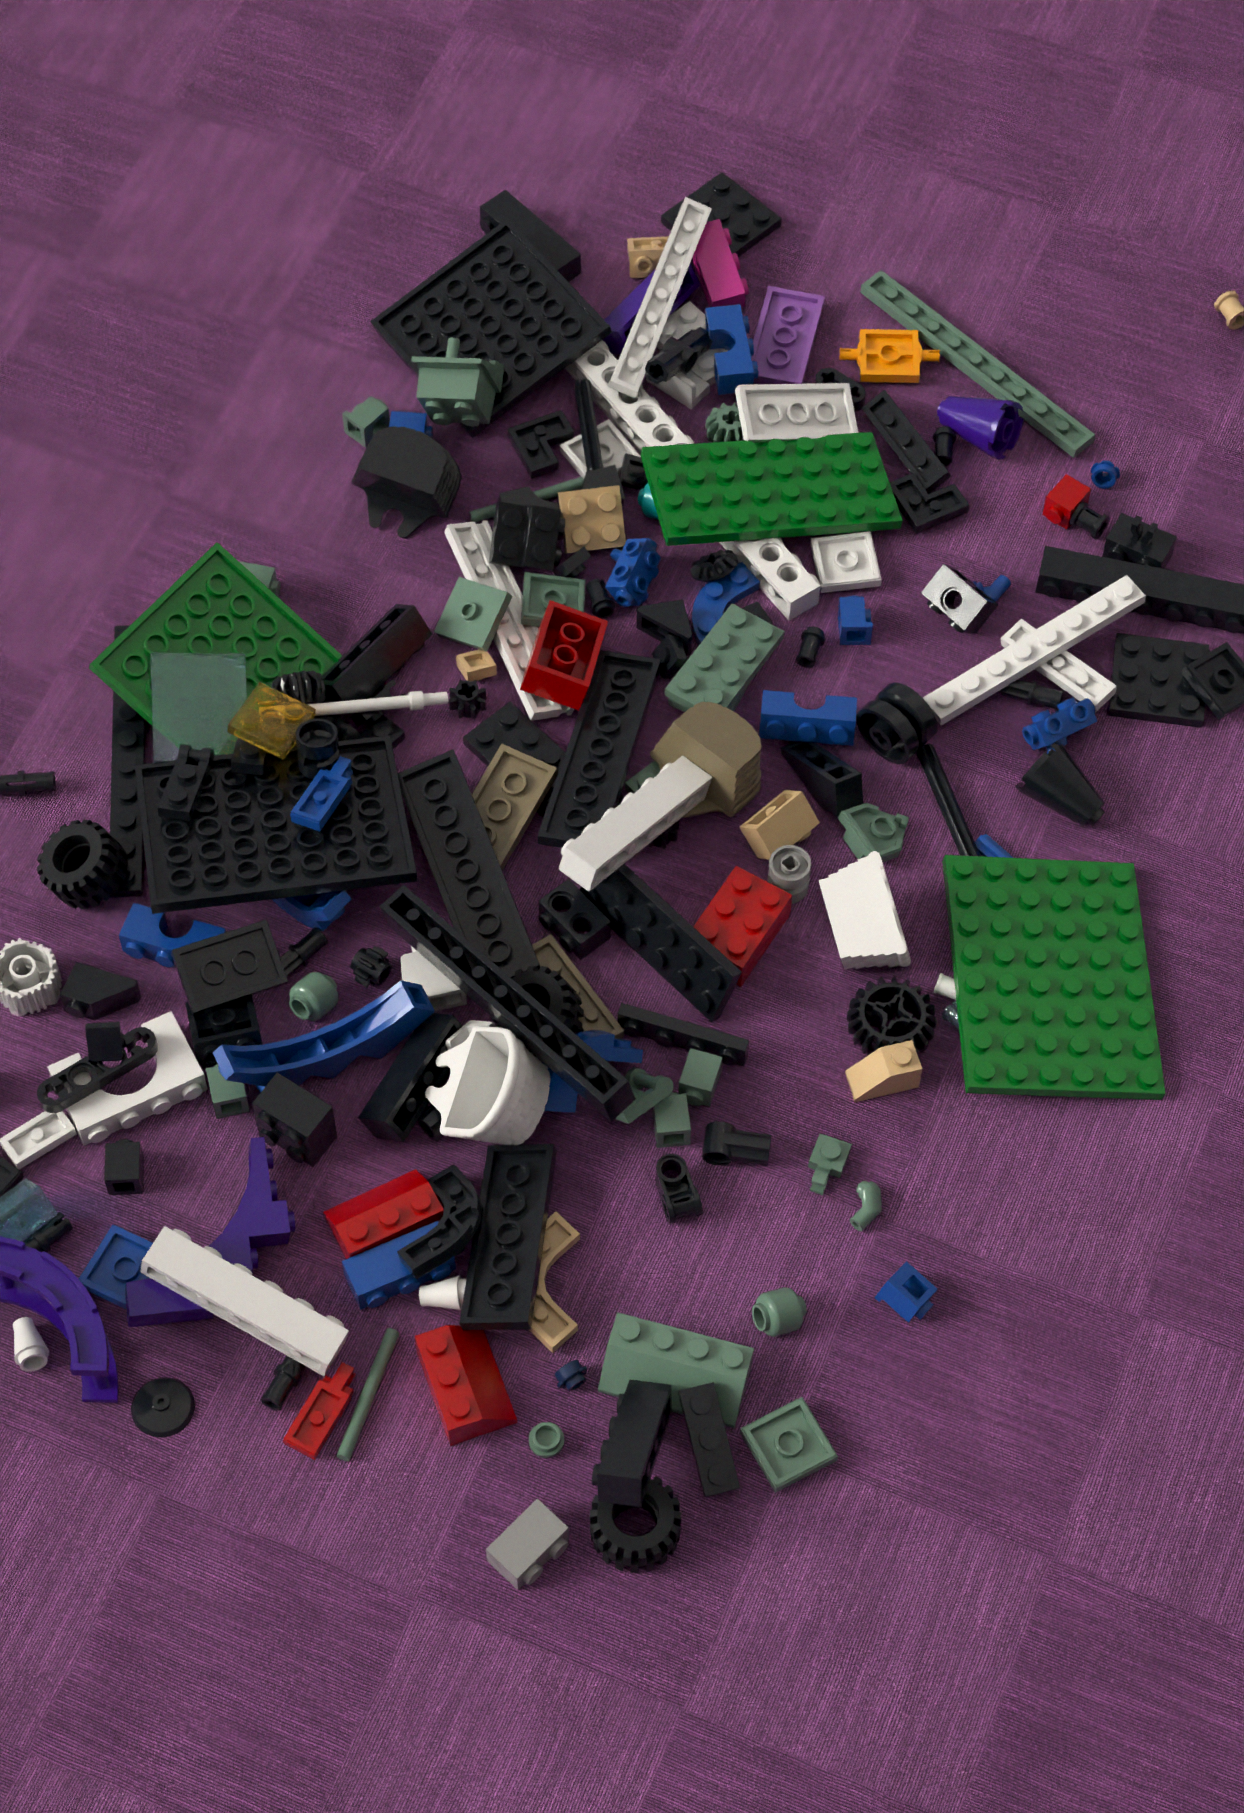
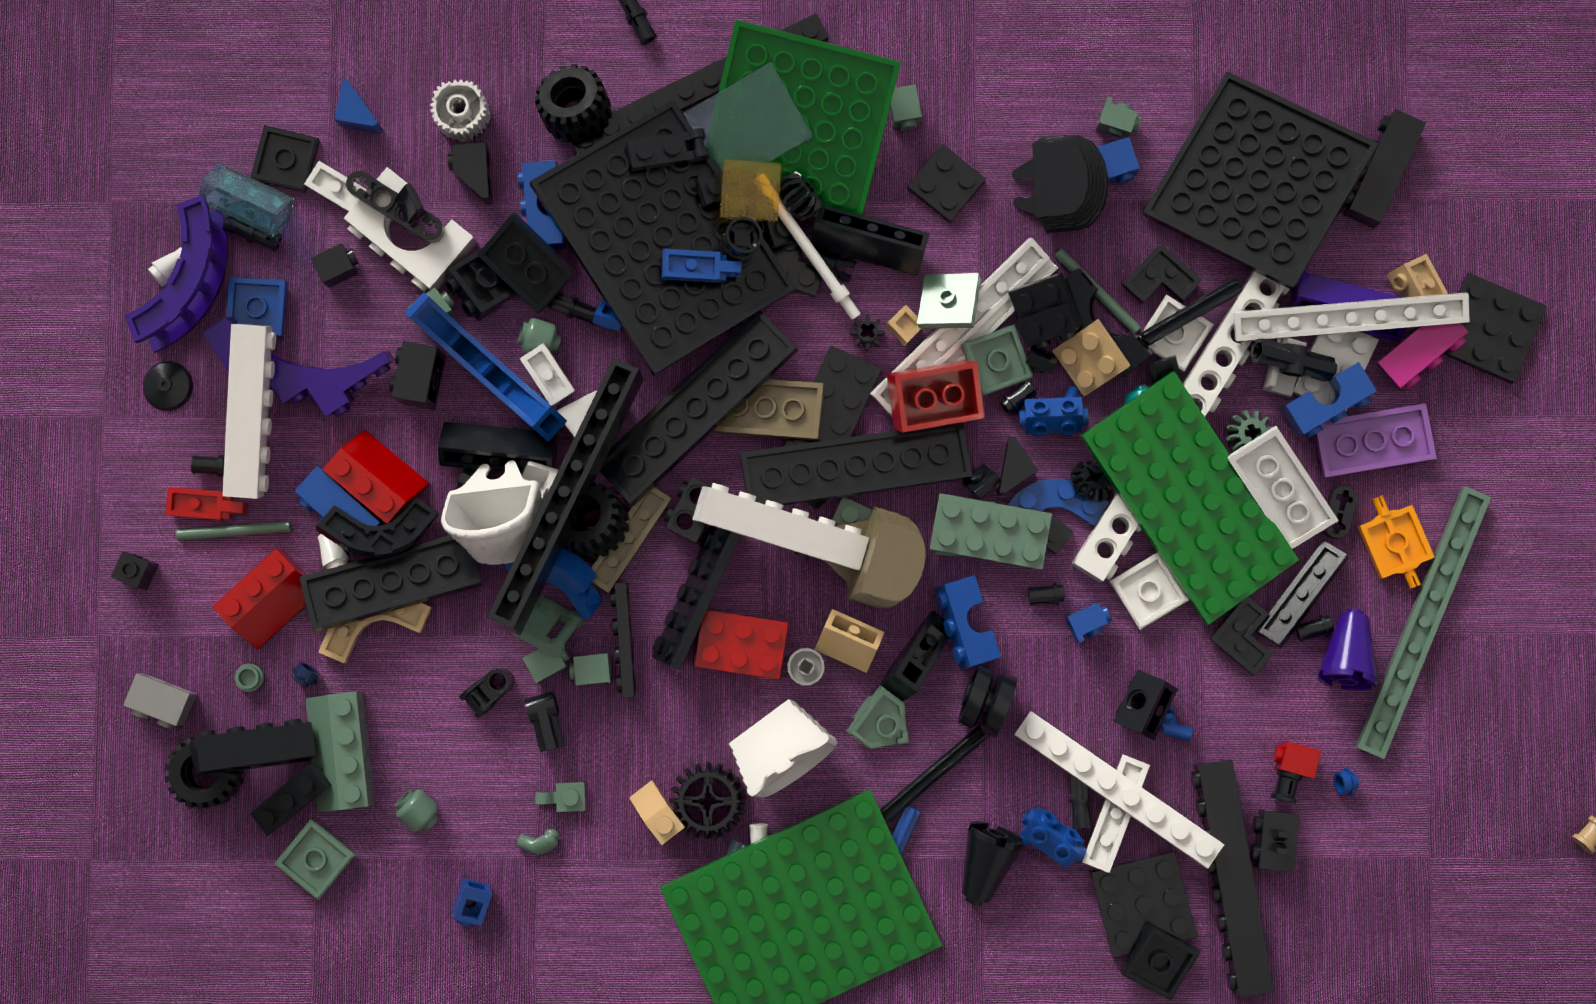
camera: 70 degrees right, 25 degrees up
(351, 583) = (946, 183): none -> black plate
(354, 992) = (547, 374): none -> white panel
(362, 1513) = (134, 570): none -> black brick
(371, 966) = (583, 370): black gear -> none
(457, 387) = (1173, 182): sand green piece -> none

